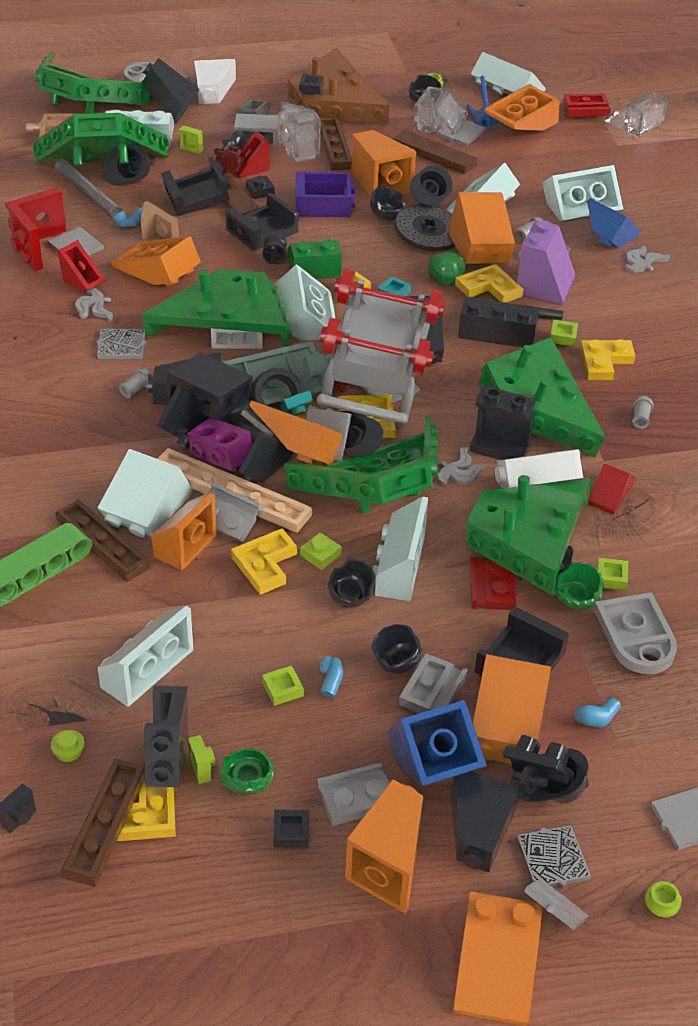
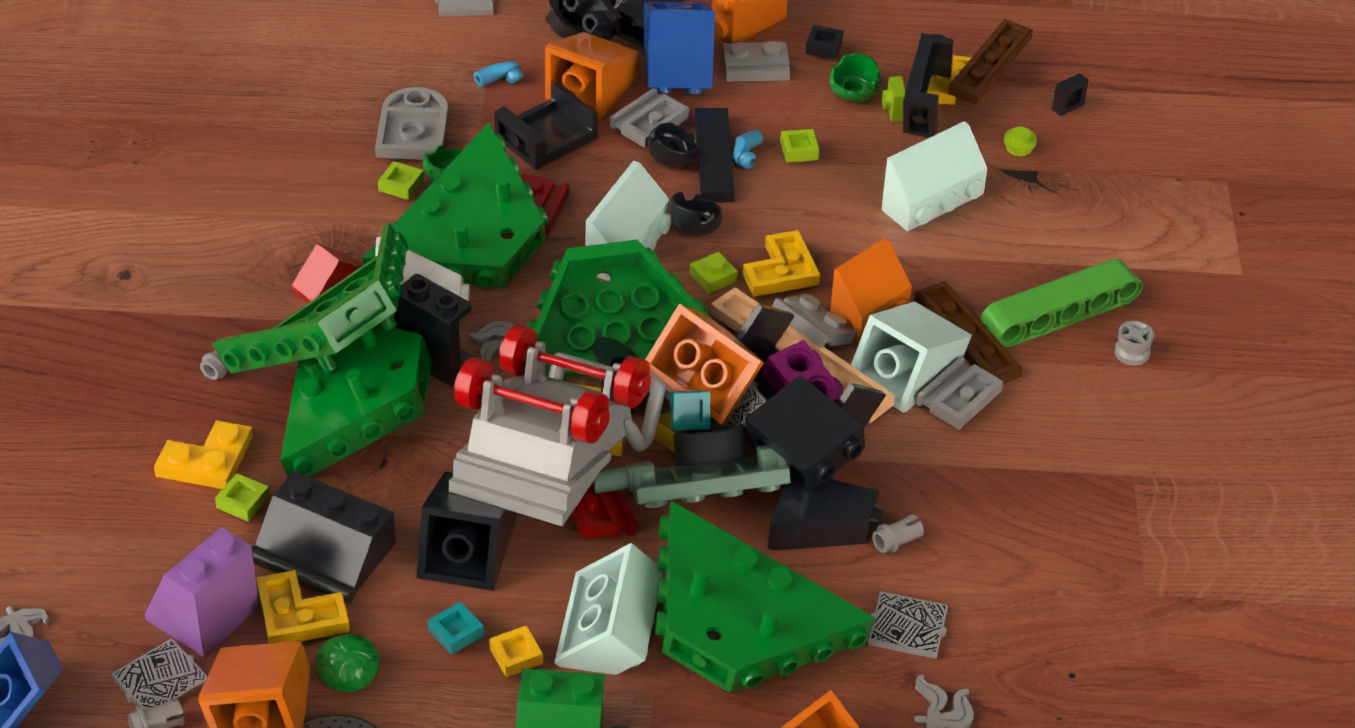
camera: 165 degrees left, 0 degrees up
(95, 481) = (960, 393): none -> light grey plate
(360, 669) = (714, 154): none -> black tile
(571, 383) = (330, 319): none -> green piece

